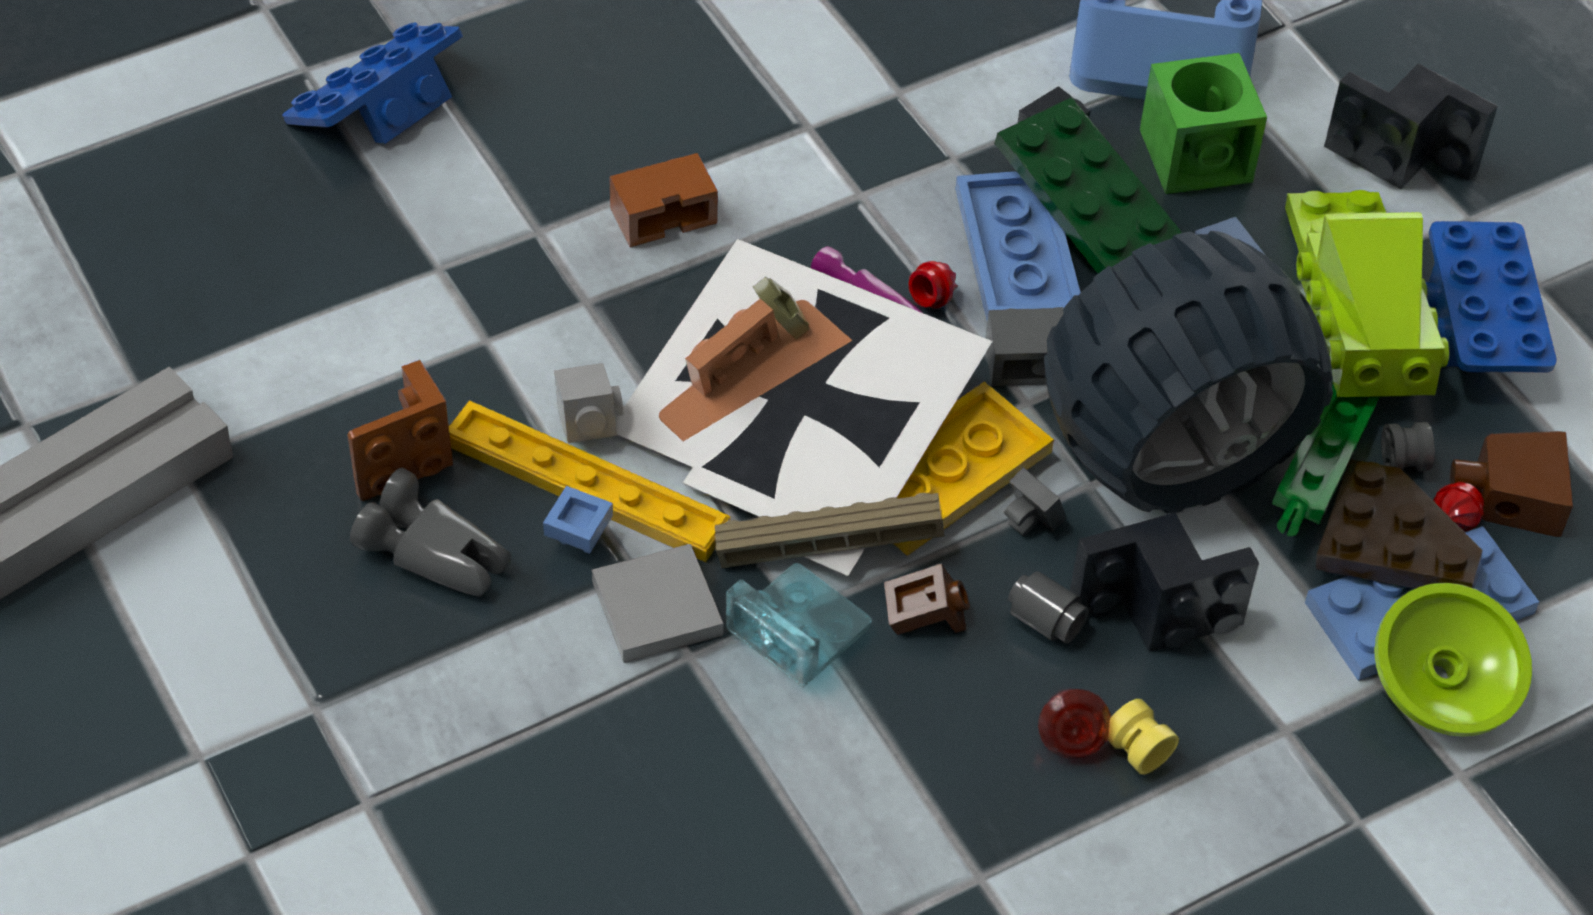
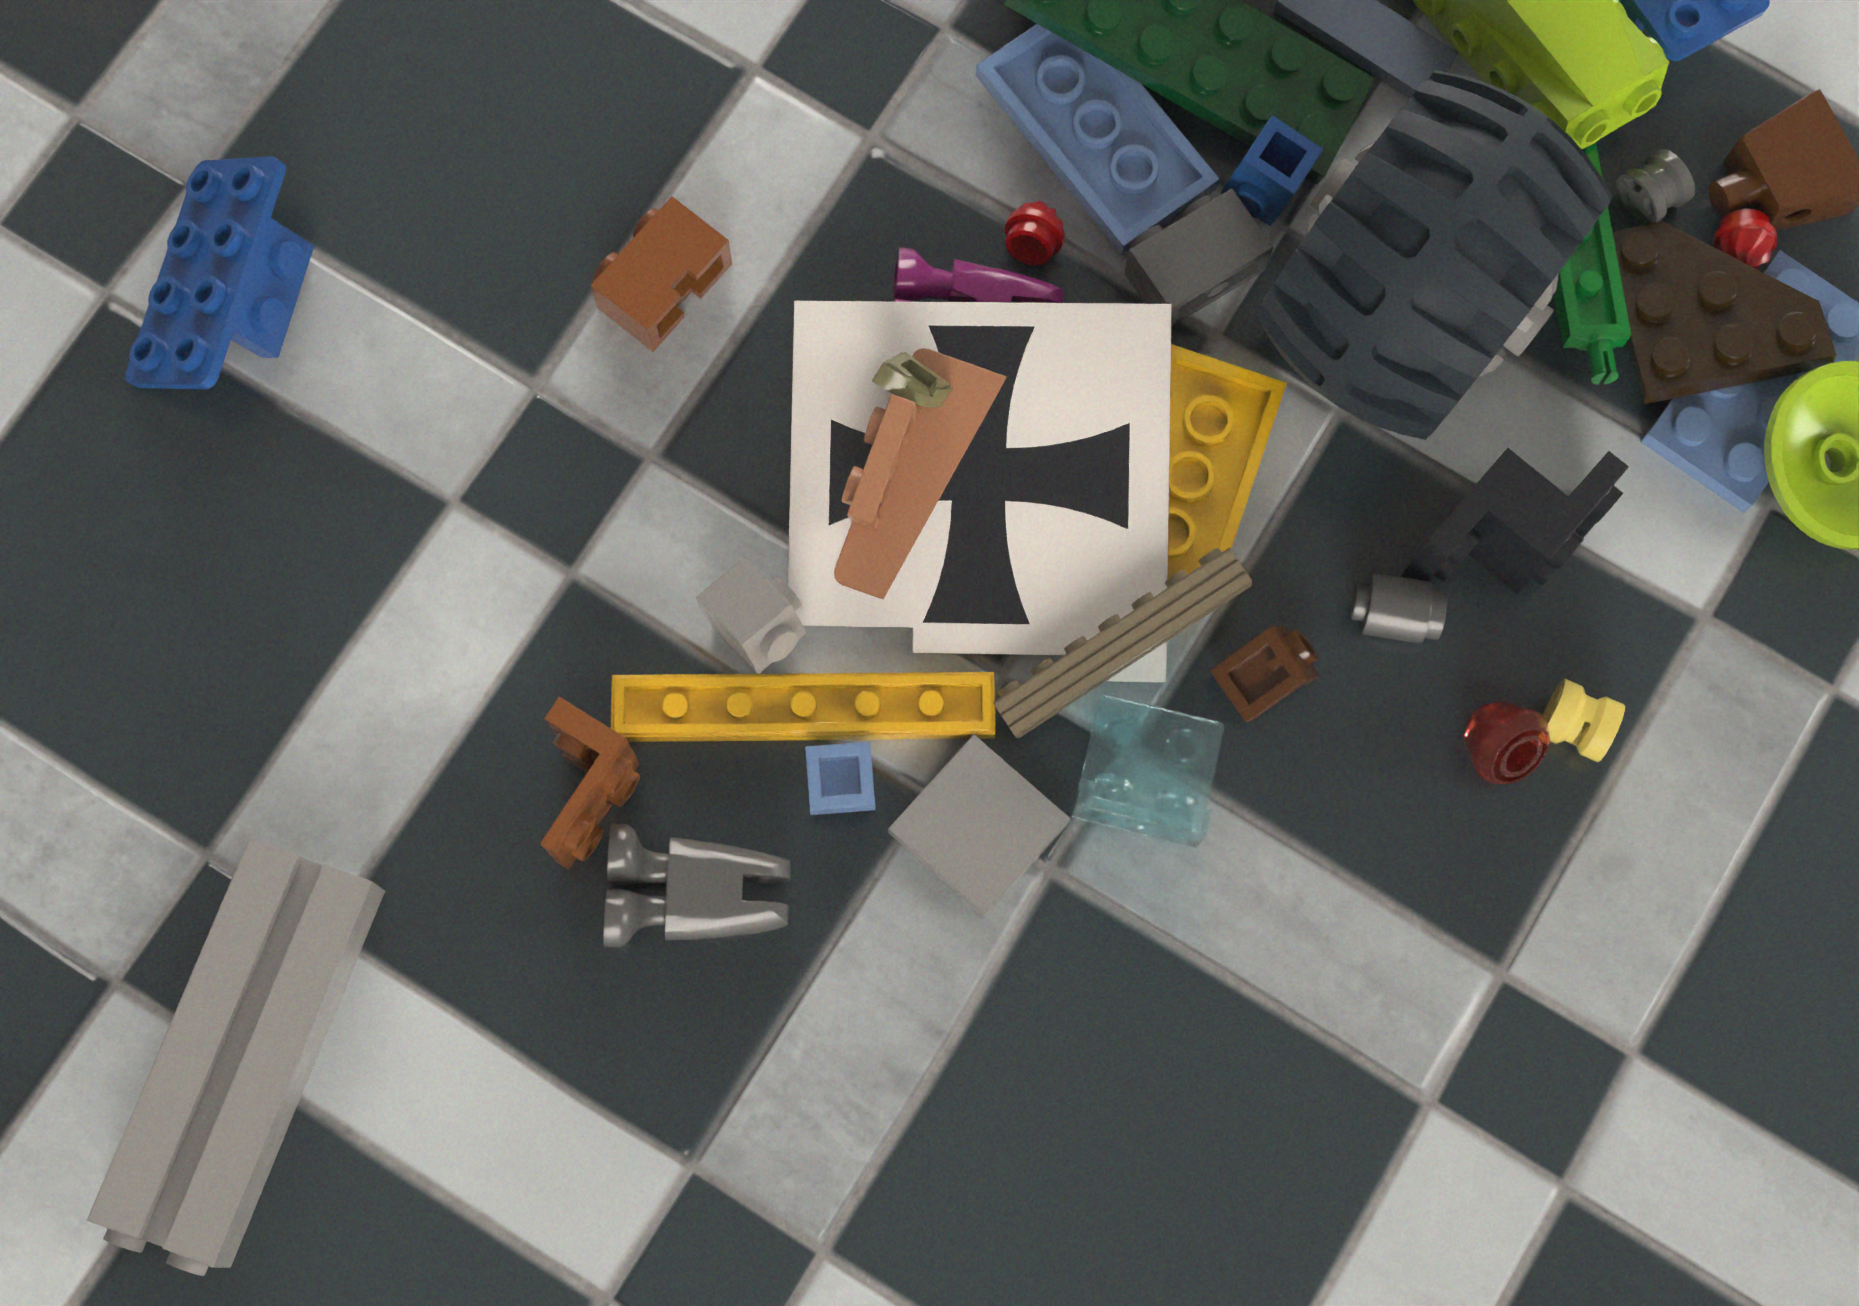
camera: 30 degrees left, 25 degrees up
(1033, 504) = (1310, 479): dark grey tile -> none

